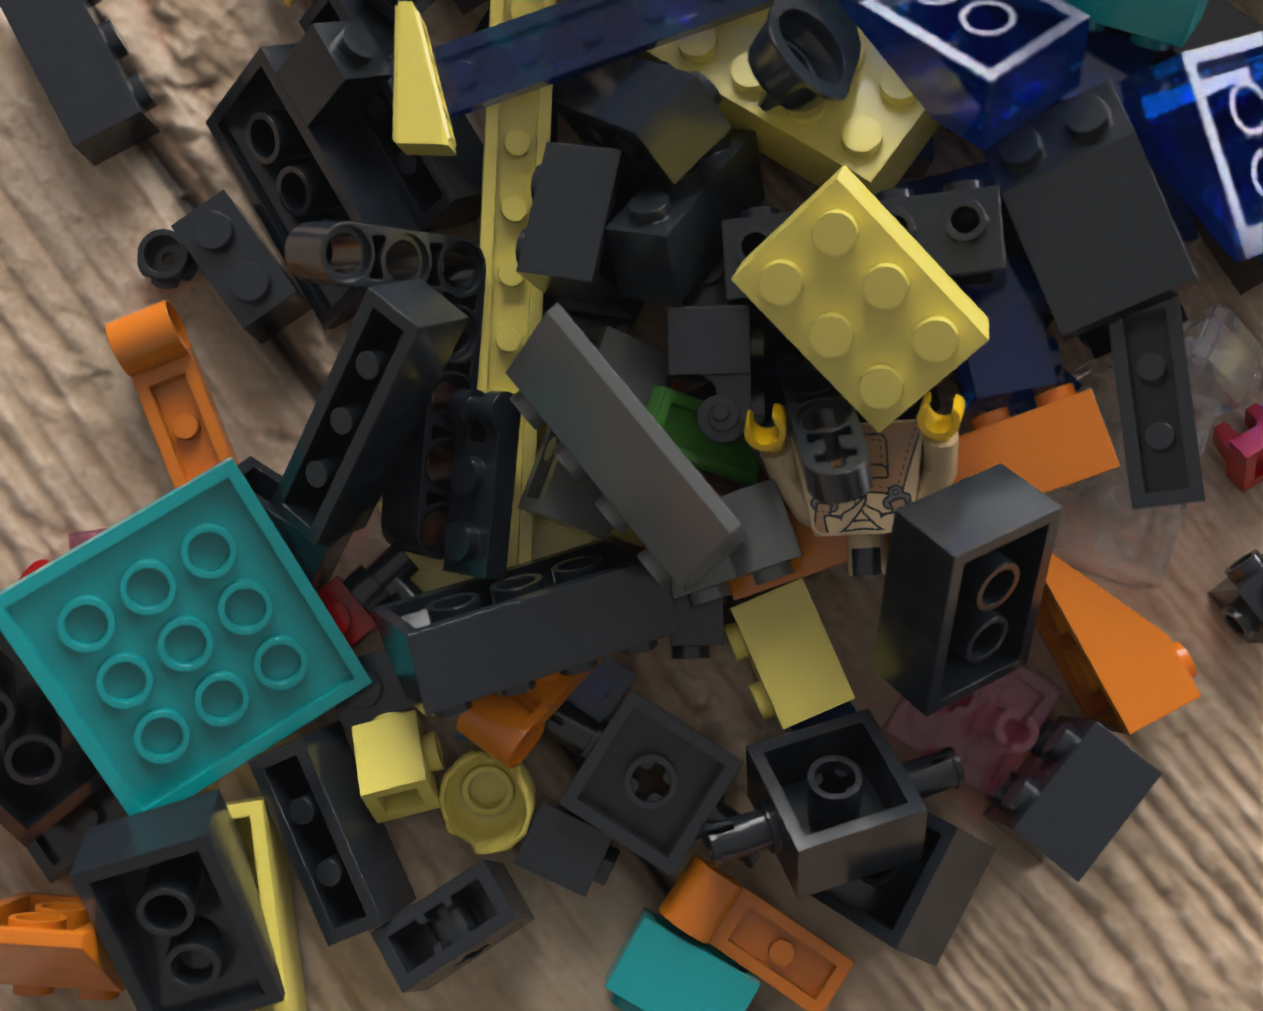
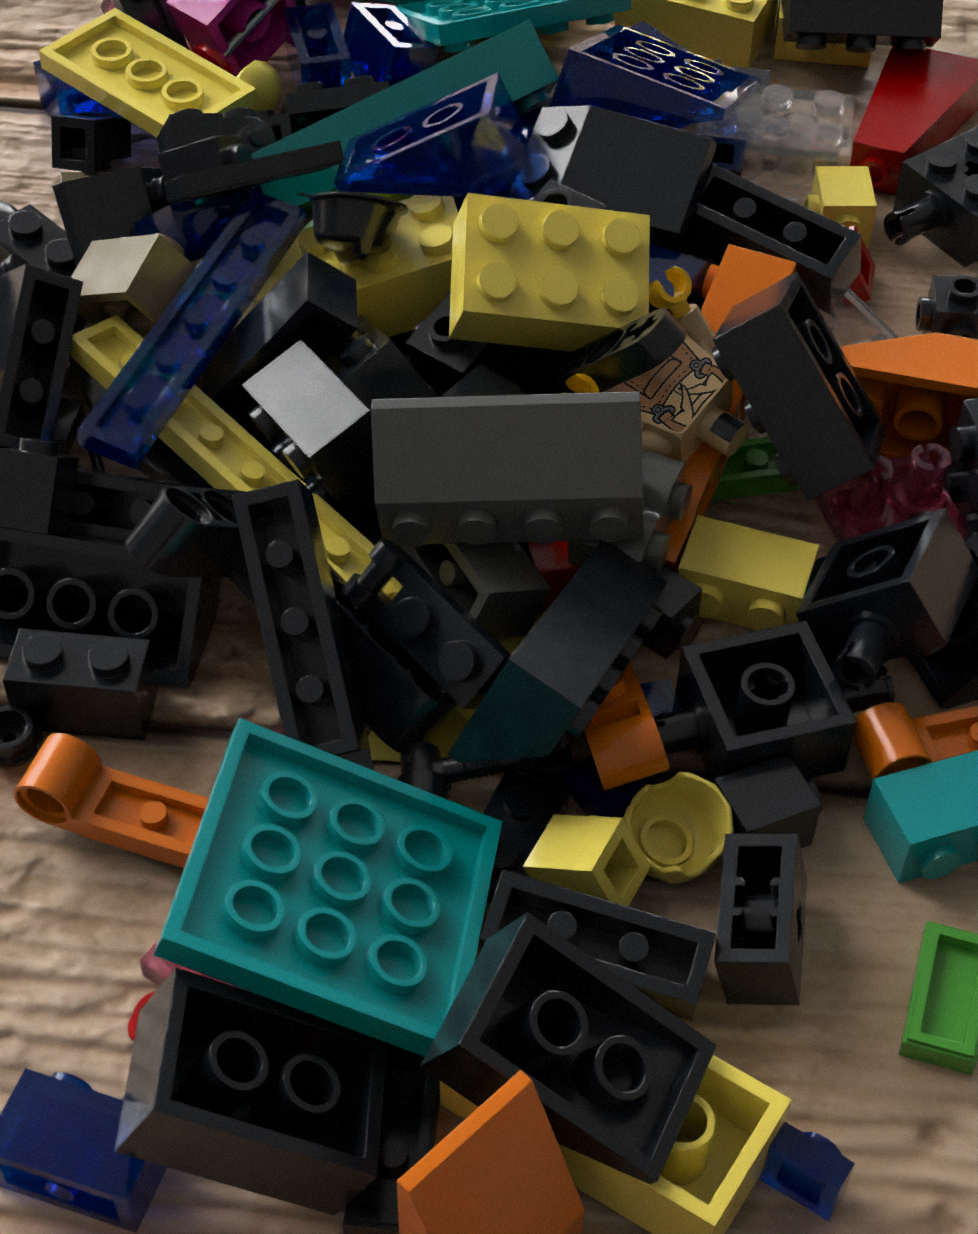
camera: 50 degrees left, 35 degrees down
(419, 104) = (129, 411): light yellow slope -> none

